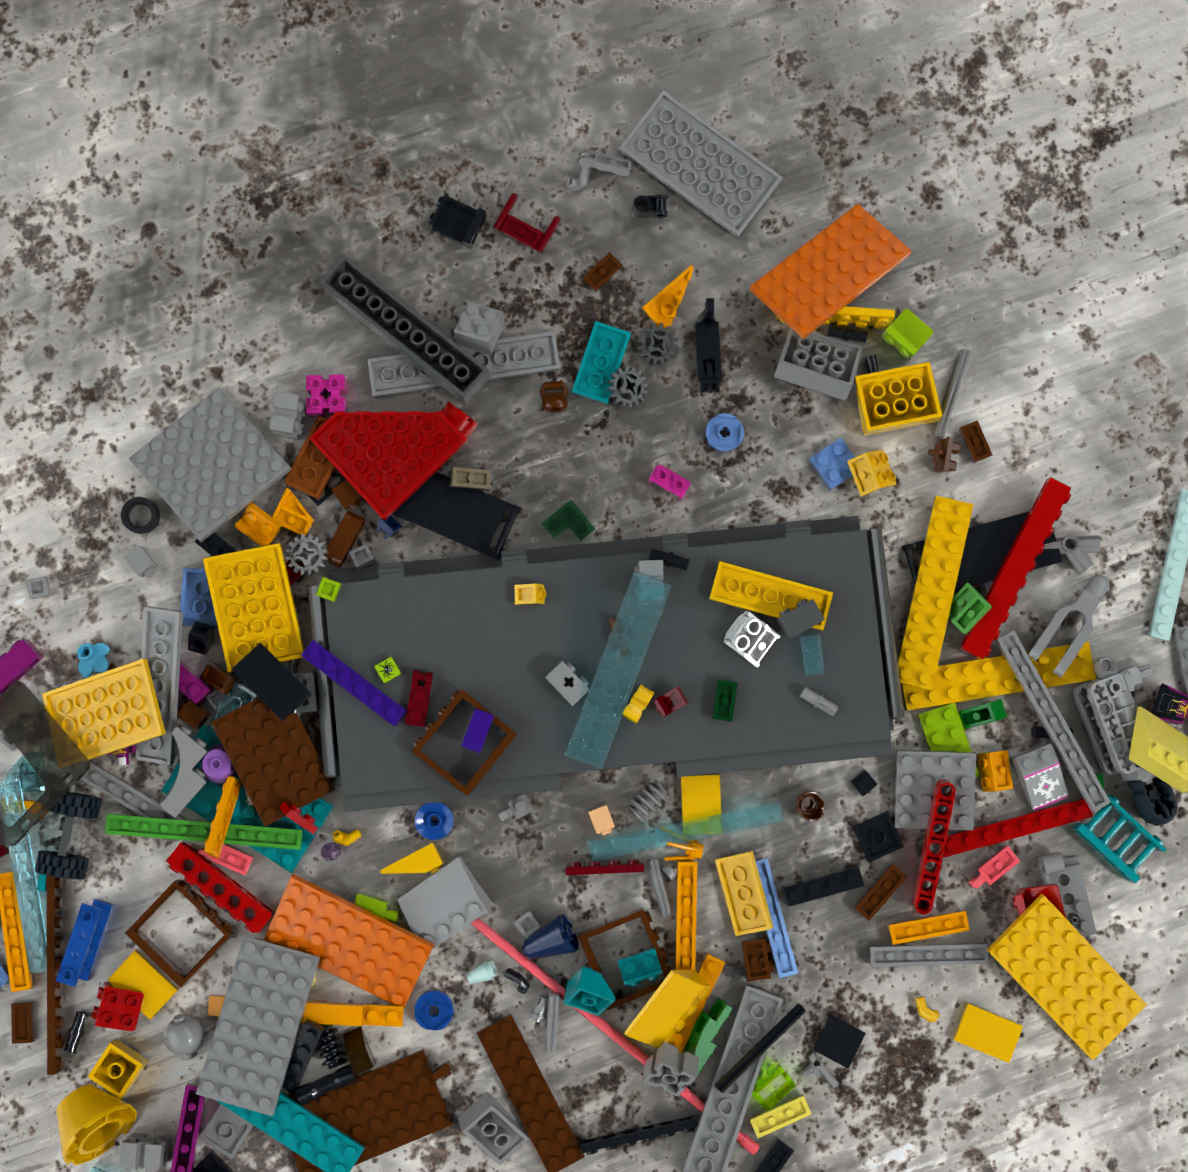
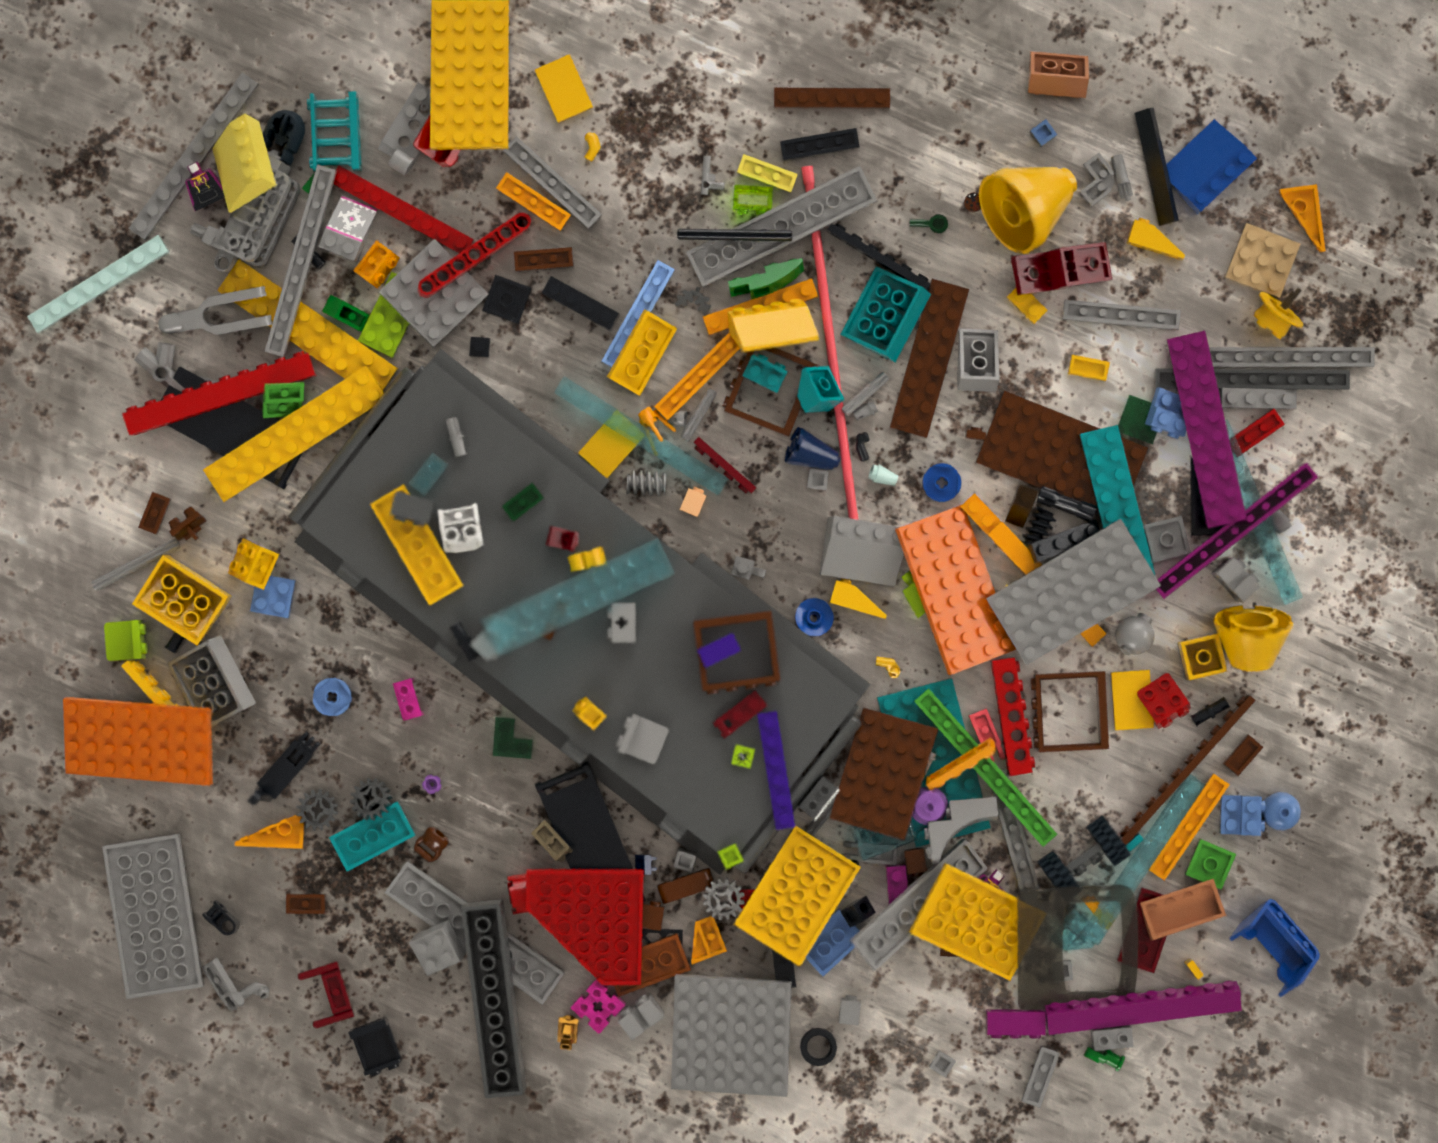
camera: 135 degrees left, 5 degrees up
(85, 942) = (1142, 768): blue fence -> none
(94, 661) = (951, 969): medium azure plate -> none
(218, 677) = (872, 870): reddish brown tile -> none
(258, 525) = (739, 955): light orange bracket -> none
(271, 681) = (834, 828): black tile -> none
(294, 813) = (907, 717): red plate -> none
(330, 851) = (909, 666): clear purple hinge -> none
(331, 357) = (567, 1031): none -> pearl gold hips
(472, 612) = (642, 739): none -> light grey bracket
(593, 1097) = (885, 314): none -> teal slope
(594, 434) = (431, 789): none -> medium lavender plate
(671, 1069) = (811, 281): light grey brick -> none
(756, 959) = (677, 298): reddish brown bracket -> none
(810, 806) = (534, 368): reddish brown hair -> none
(839, 1041) = (675, 184): black tile -> none
(847, 333) = (169, 683): black pin -> none
(995, 867) = (444, 197): coral plate -> none

